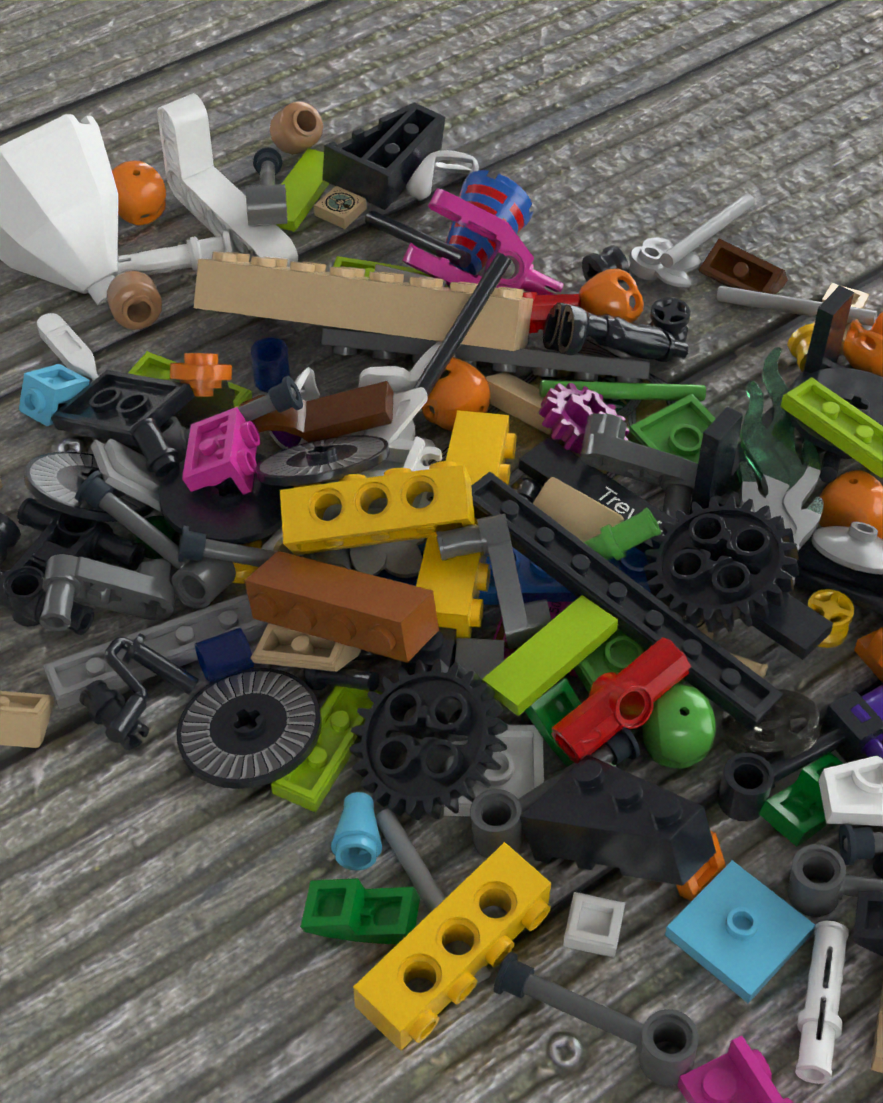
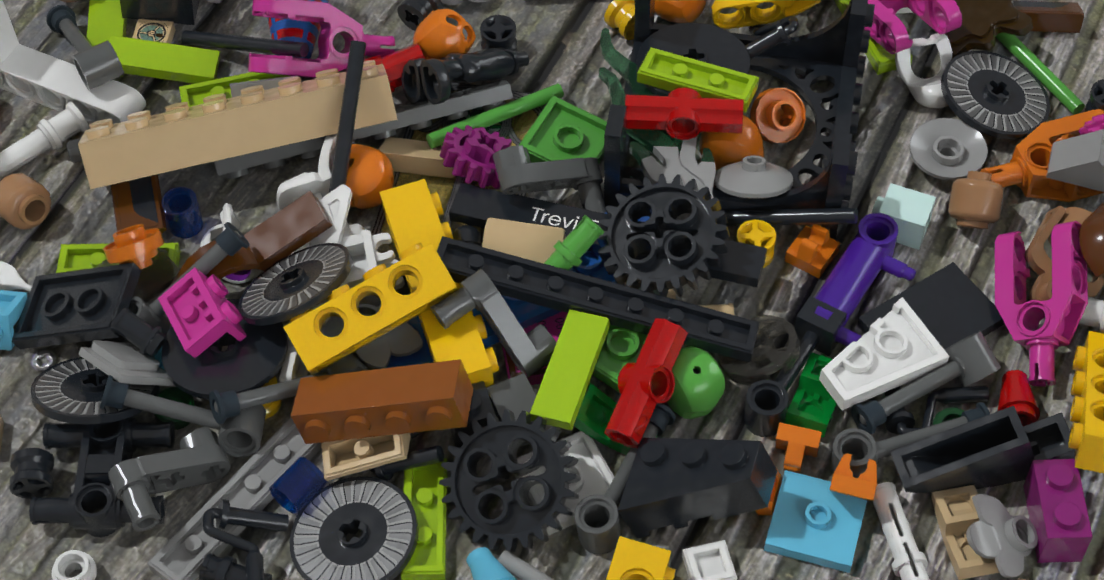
camera: 25 degrees left, 5 degrees up
(233, 340) = (139, 203): none -> reddish brown slope
(336, 227) = (165, 60): none -> lime tile
(758, 840) = (797, 443): none -> orange tile
(787, 895) = (861, 487): none -> orange tile
(810, 452) = (684, 113): none -> red piece

